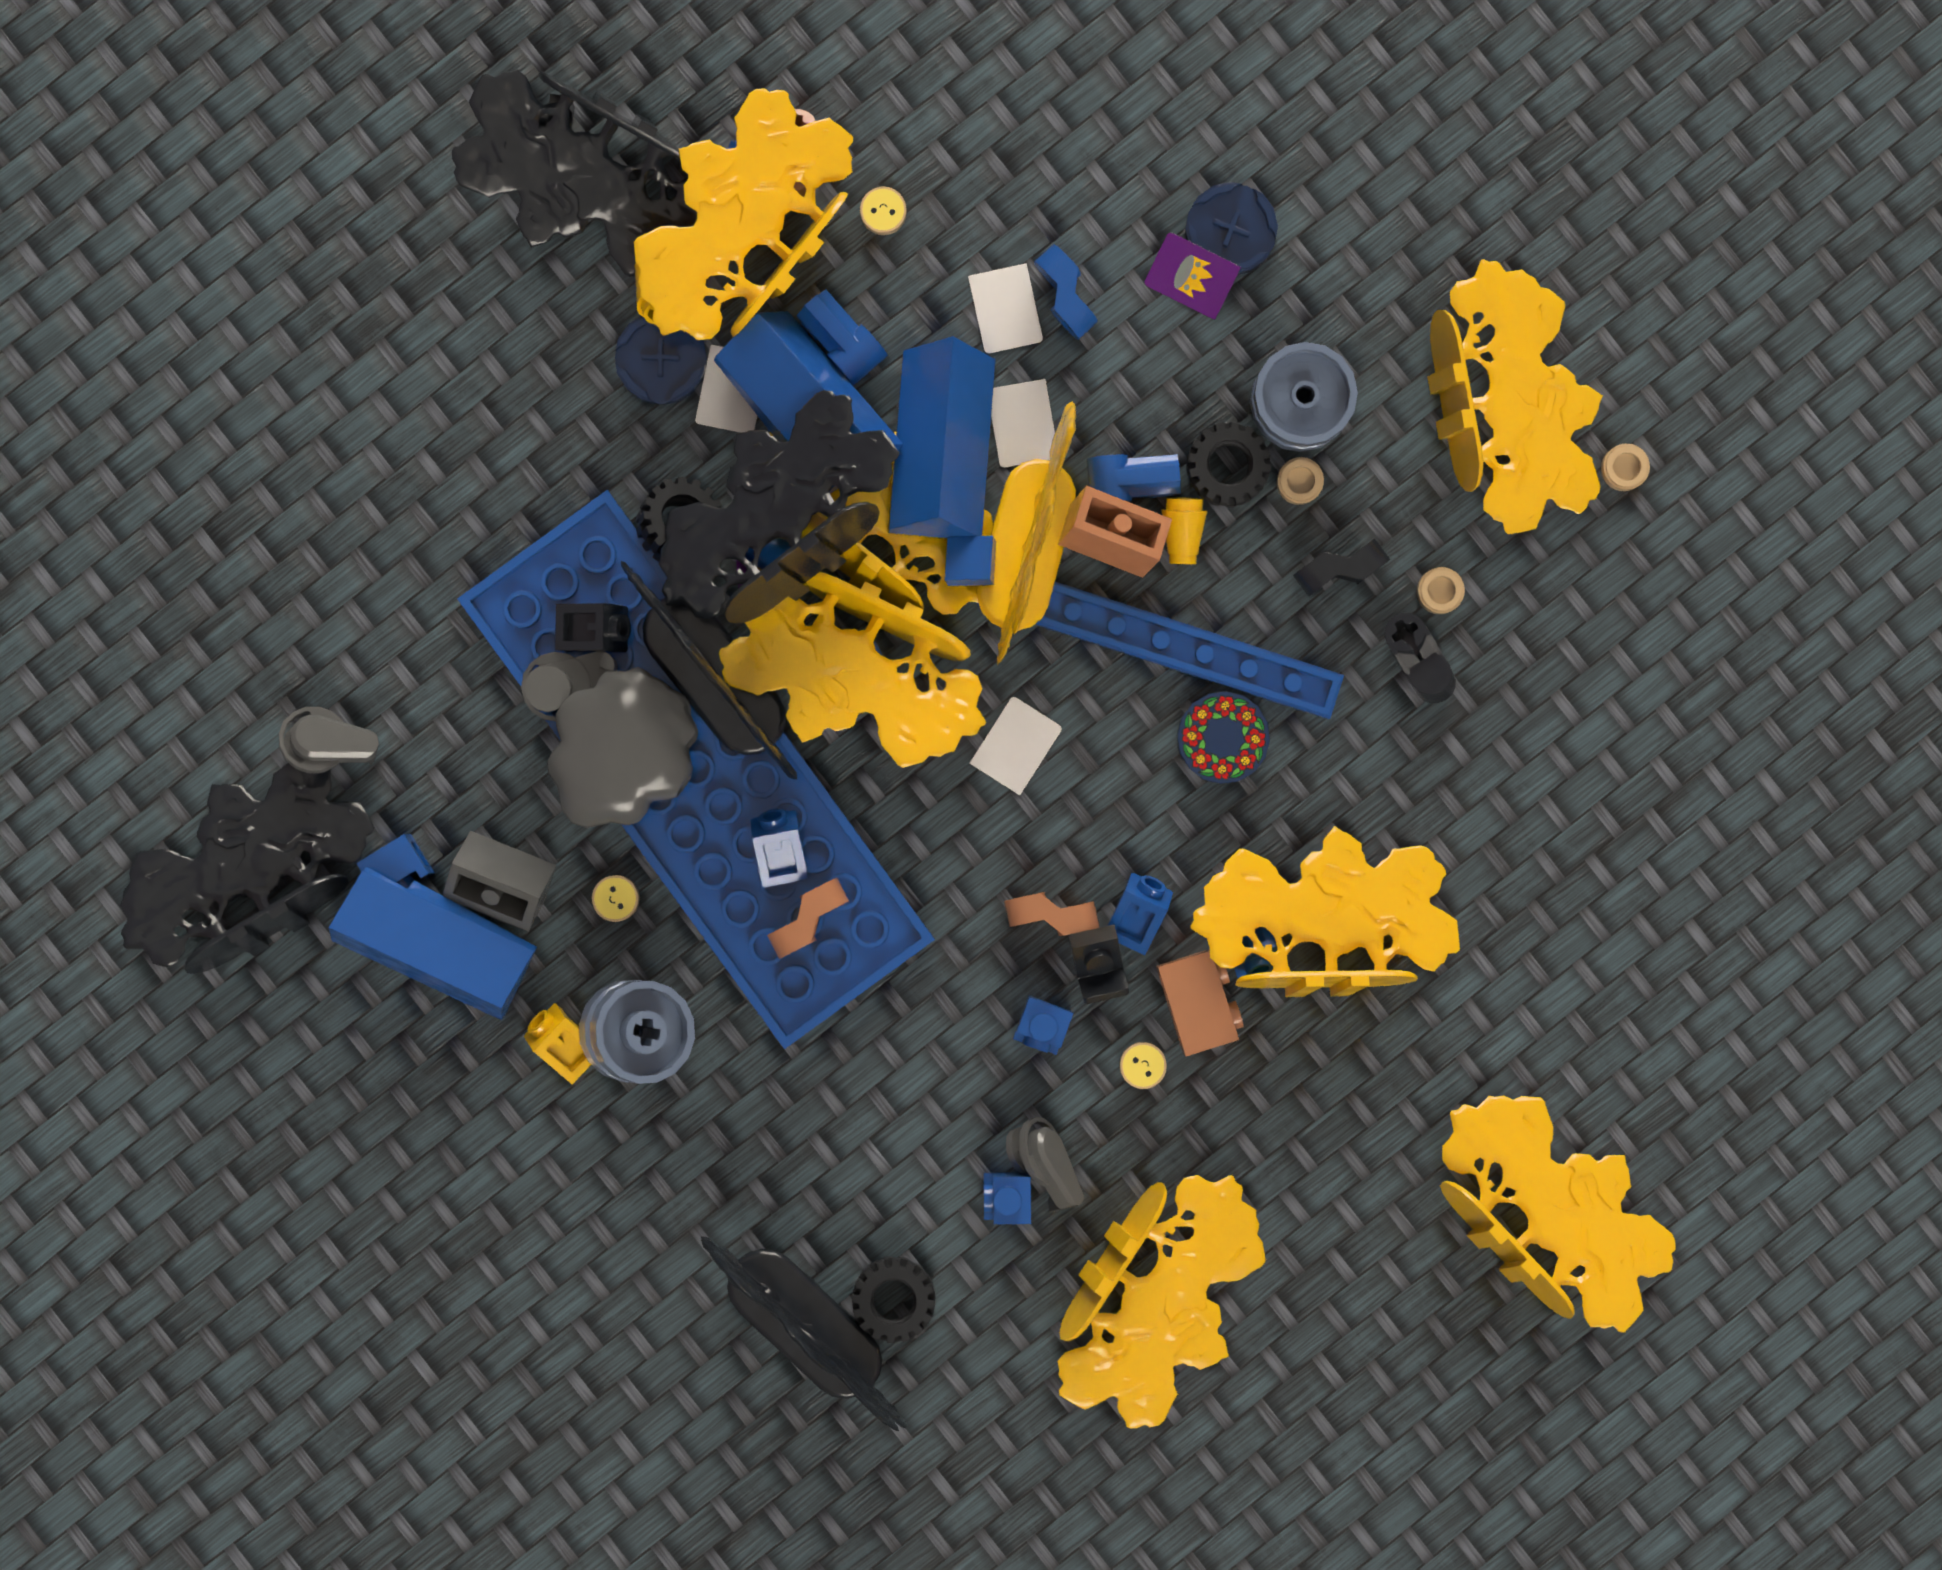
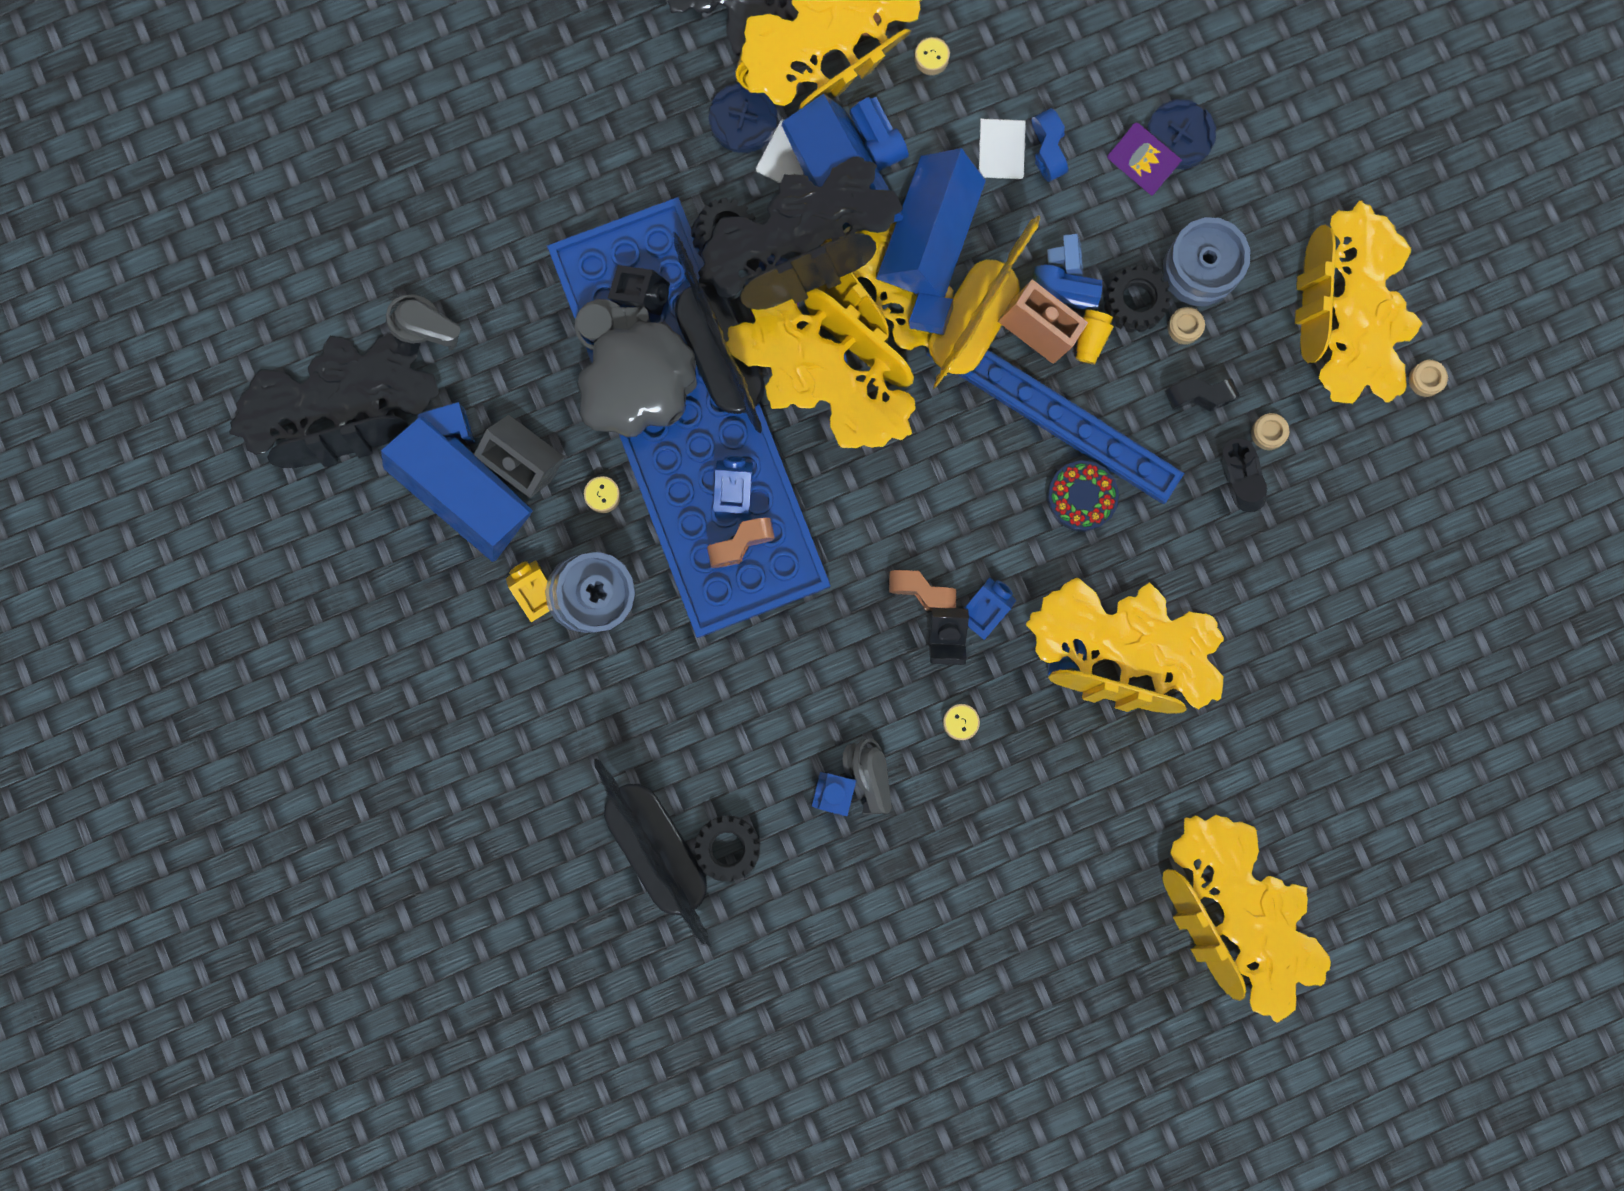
camera: 10 degrees right, 5 degrees down
(1016, 745) = (927, 462): white sticker -> none
(1022, 422) = (993, 232): white sticker -> none
(1043, 1025) = (894, 671): blue brick -> none
(1128, 434) = (1068, 256): none -> medium blue tile
(1161, 1314) = (930, 912): yellow plant -> none
(1199, 1002) = (1016, 685): nougat brick -> none

